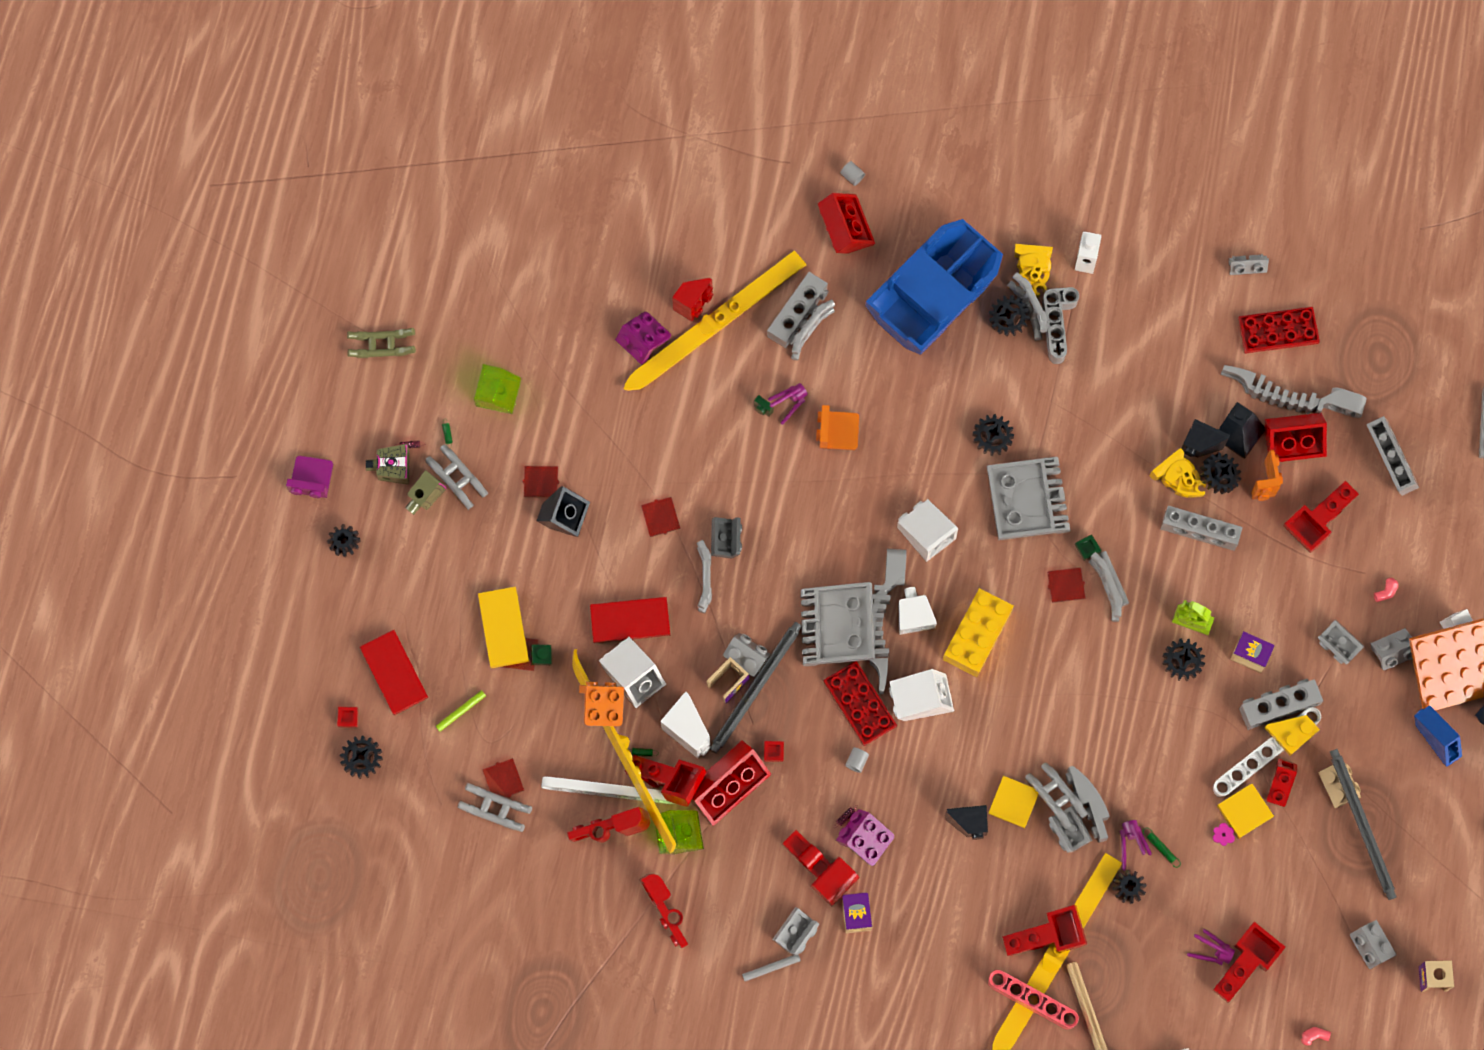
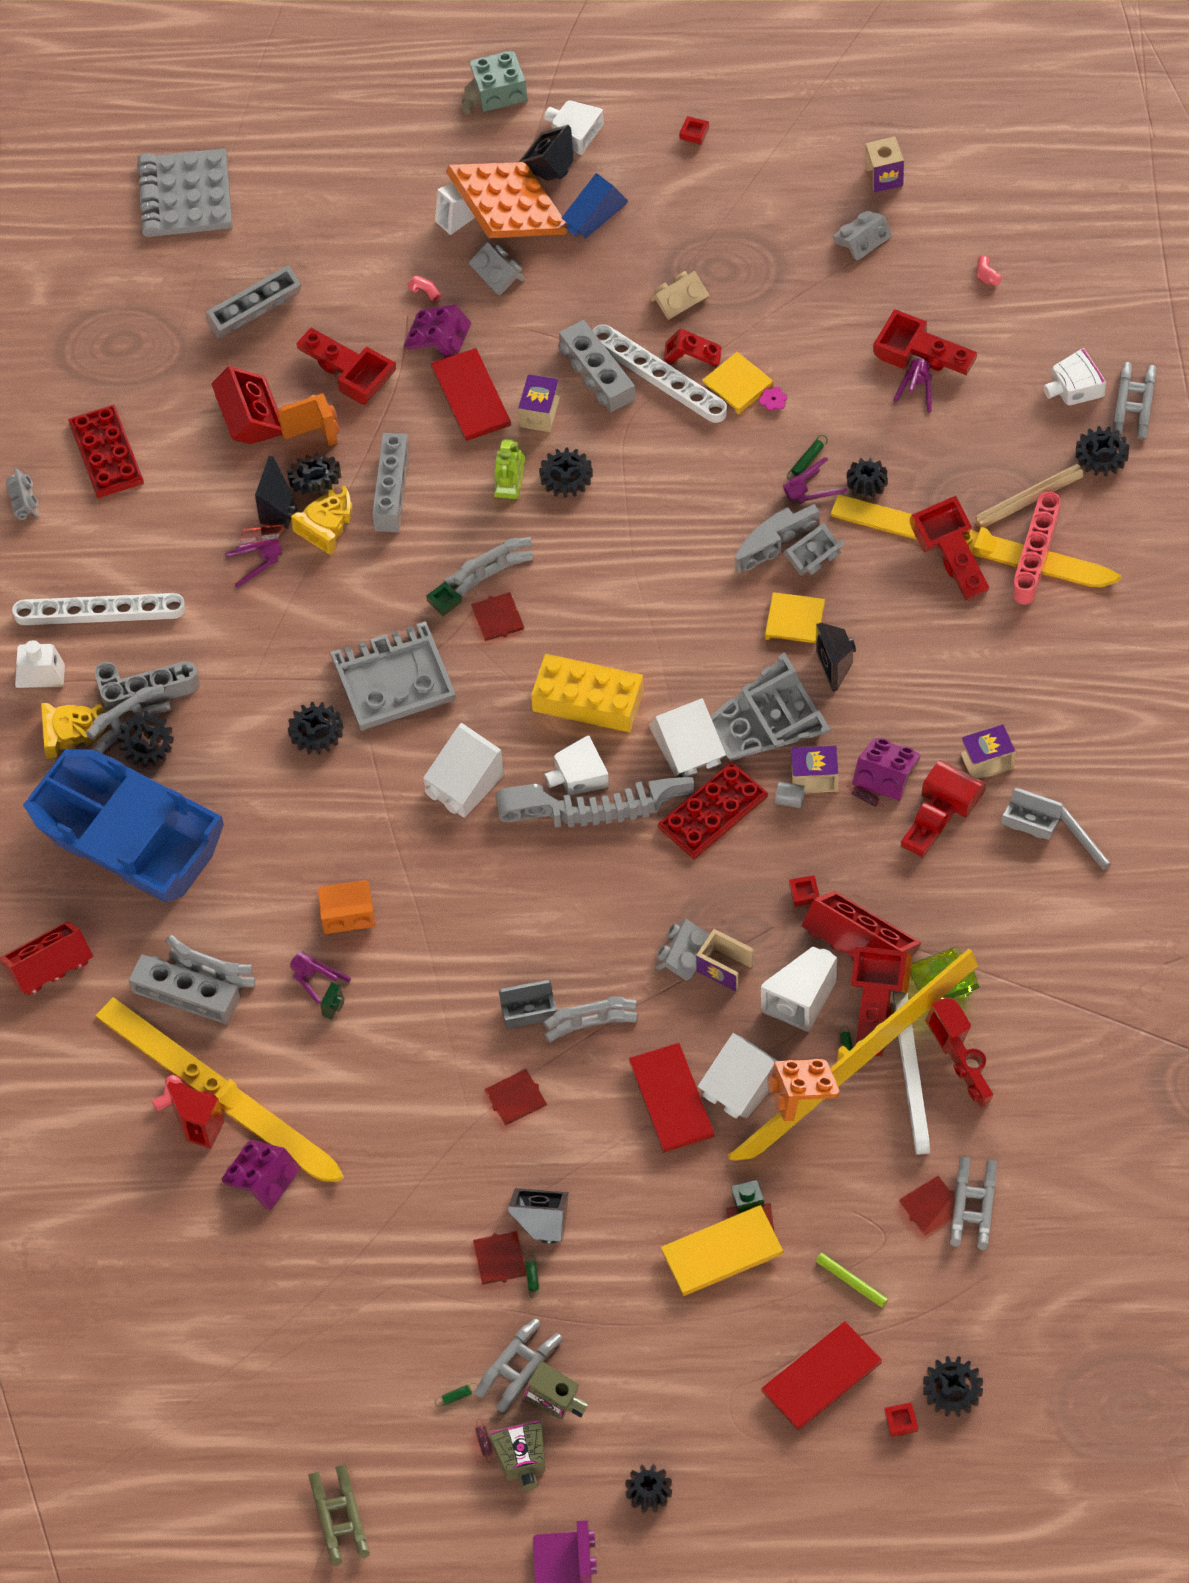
camera: 100 degrees left, 15 degrees down
(497, 389) = (378, 1343): clear neon green slope -> none
(520, 499) = (532, 1277): none -> green piece
(658, 894) = (1038, 967): red plate -> none
(719, 289) = (164, 1100): none -> coral arm
(755, 687) = (743, 936): dark grey piece -> none
(841, 624) = (616, 843): light grey hinge -> none
(872, 781) = (815, 768): none -> piece
(928, 761) = (768, 713): none -> light grey wedge
(1055, 805) = (775, 583): light grey piece -> none
(1134, 311) = (110, 614): none -> white beam
(1161, 428) = (267, 549): none -> magenta plant
(1172, 424) = (261, 534): none -> clear red piece
(1243, 430) = (244, 466): black slope -> none
(1274, 604) = (471, 394): none -> red tile
(1292, 732) = (630, 345): yellow wing -> none
(1338, 400) = (189, 458): light grey piece -> none
(1339, 591) = (439, 327): none -> magenta bracket
(1340, 642) = (502, 319): light grey bracket -> none
(1362, 824) = (724, 259): dark grey piece -> none

